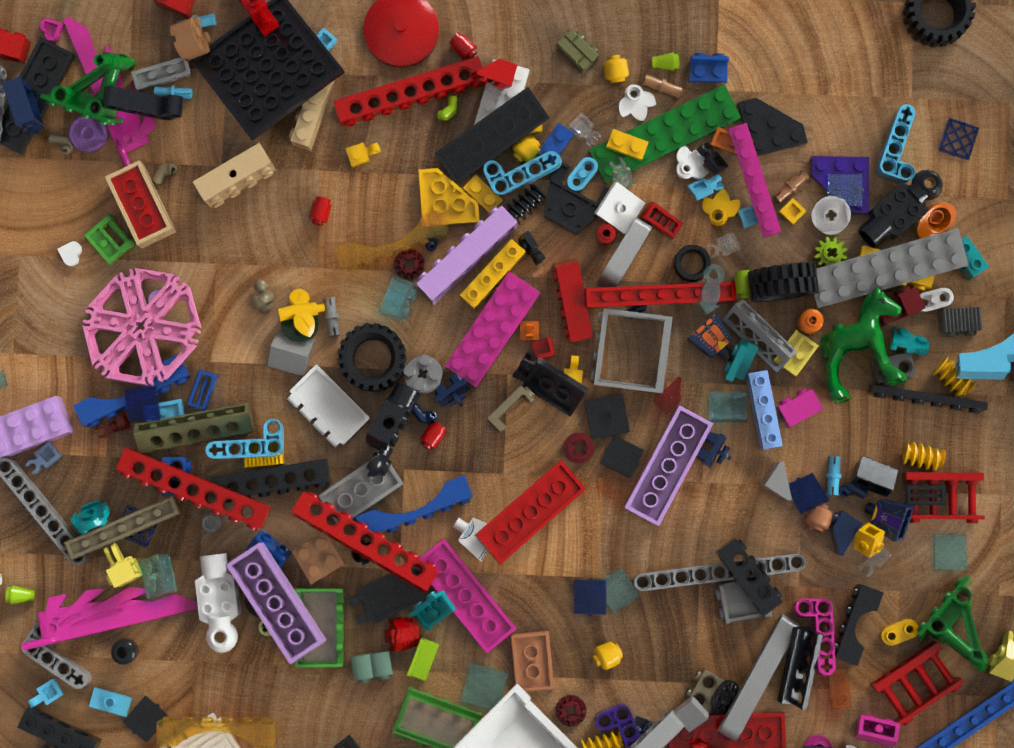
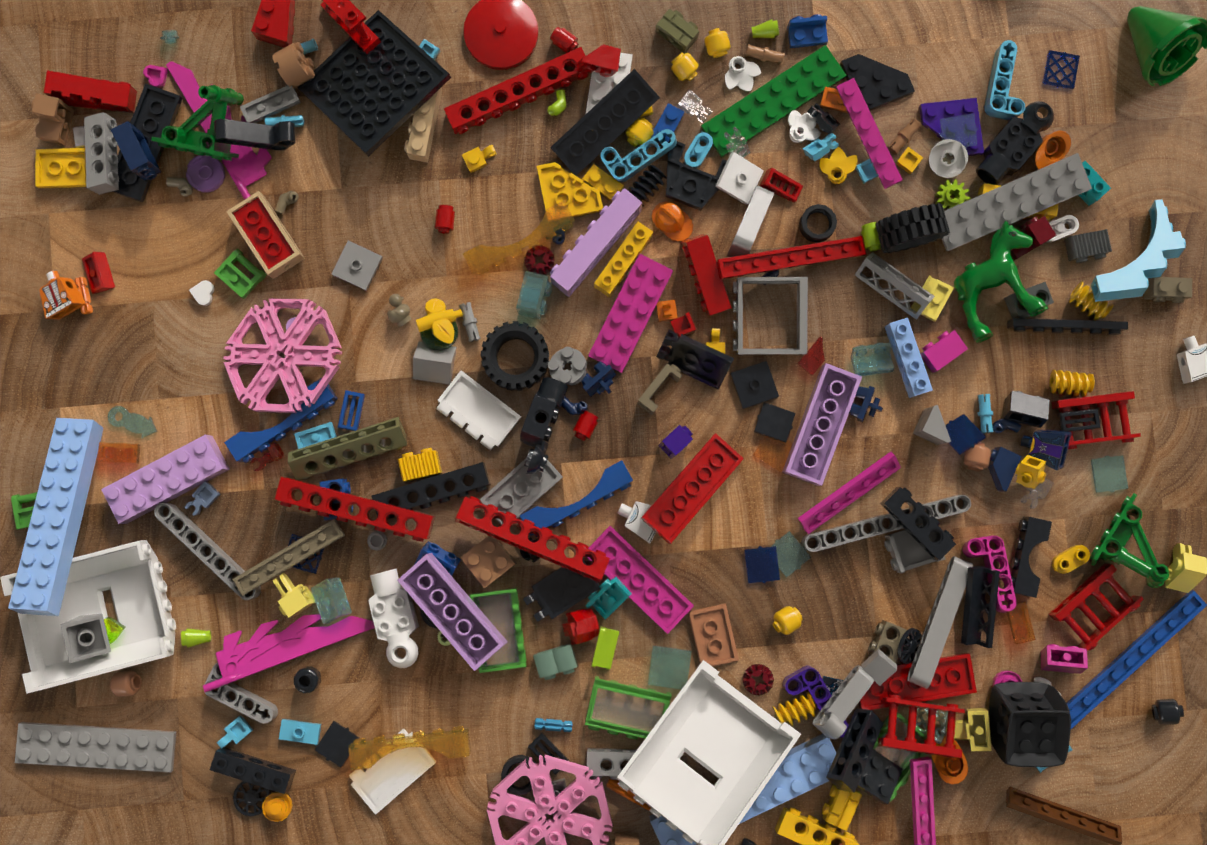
camera: 10 degrees left, 0 degrees up
(91, 516) = (256, 549): teal plate -> none
(142, 404) = (293, 431): clear blue piece -> none
(227, 246) = (357, 265): none -> light grey plate
(234, 176) = (355, 194): tan brick -> none
(245, 452) = (400, 458): medium azure beam -> none
(361, 728) = (553, 725): none -> dark azure axle
(519, 463) = (676, 441): none -> dark purple brick
(528, 243) = (657, 226): black plate -> none
(549, 240) = (672, 221): none -> orange piece
(578, 438) = (729, 410): dark red gear -> none
(579, 88) = (684, 66): none -> yellow head
(601, 239) = (728, 211): red brick -> none
(627, 144) = (738, 115): yellow plate -> none
(686, 537) = (849, 492): none -> dark pink plate
(711, 289) = (841, 246): clear light blue brick -> none
(712, 338) = (848, 294): torso -> none
(726, 245) = (848, 202): clear plate -> none
(742, 358) = (880, 310): teal bracket -> none
(806, 326) = (942, 265): orange head -> none
(913, 344) = (1046, 274): teal wing -> none

